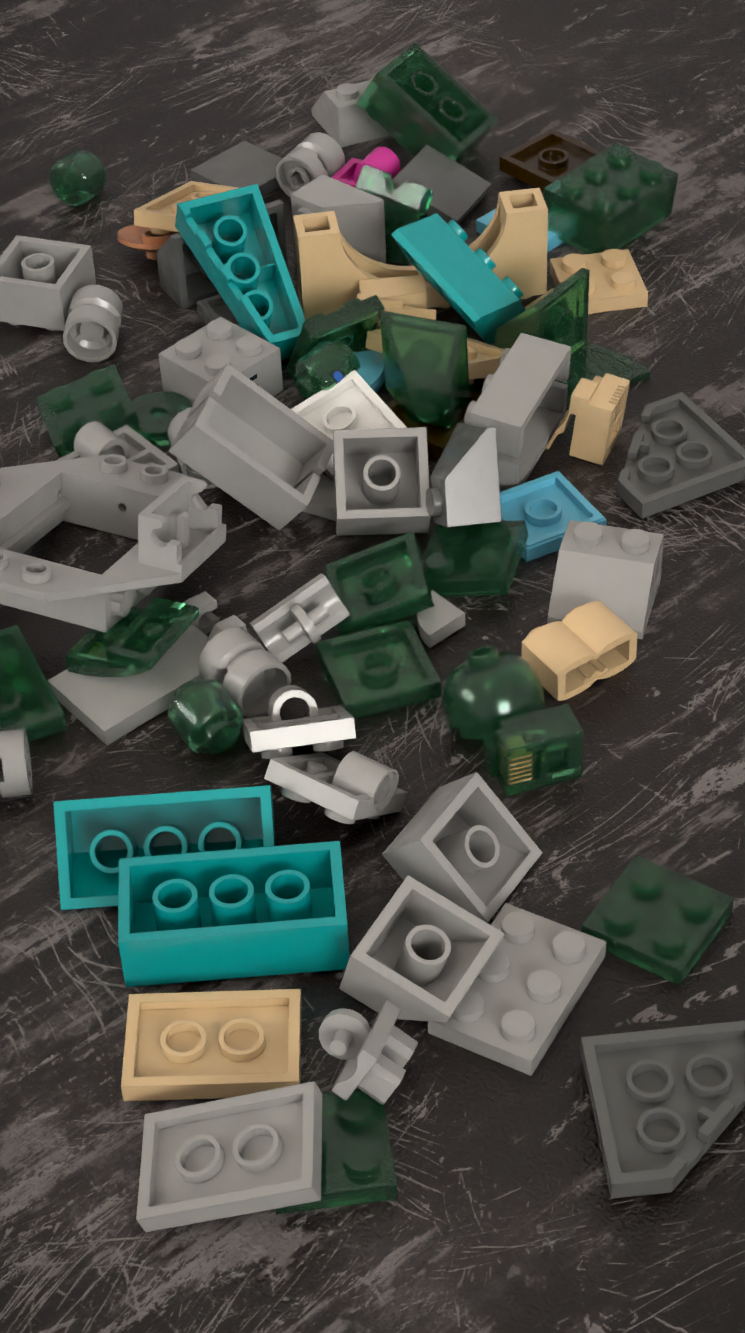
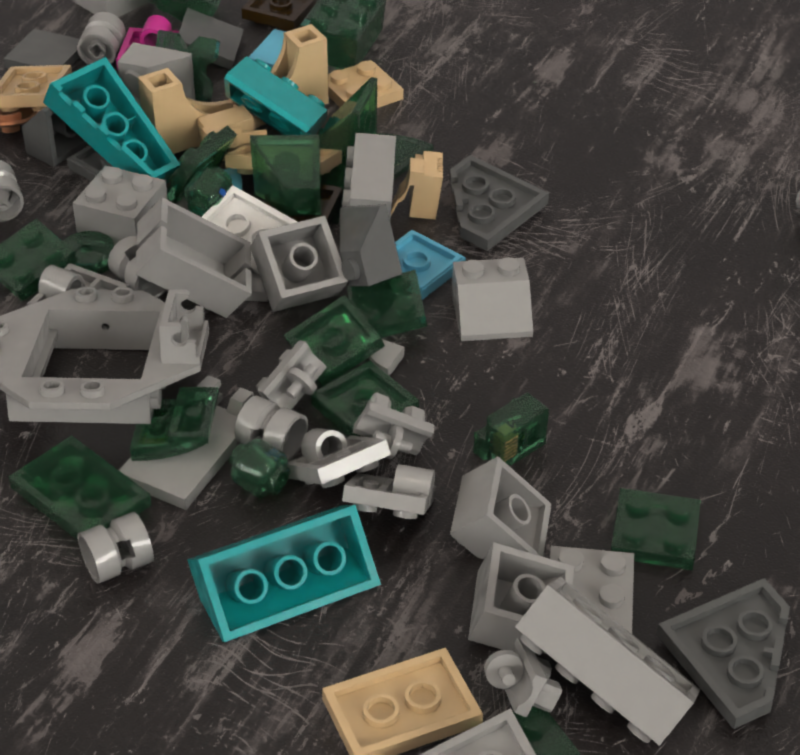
camera: 25 degrees left, 0 degrees up
(232, 914) = (368, 607): teal brick -> none
(385, 709) = (403, 430): none -> light grey hips
(479, 1060) = (607, 660): none -> light grey slope
(488, 690) = (463, 399): clear green cylinder -> none
(580, 649) = (500, 353): tan brick -> none

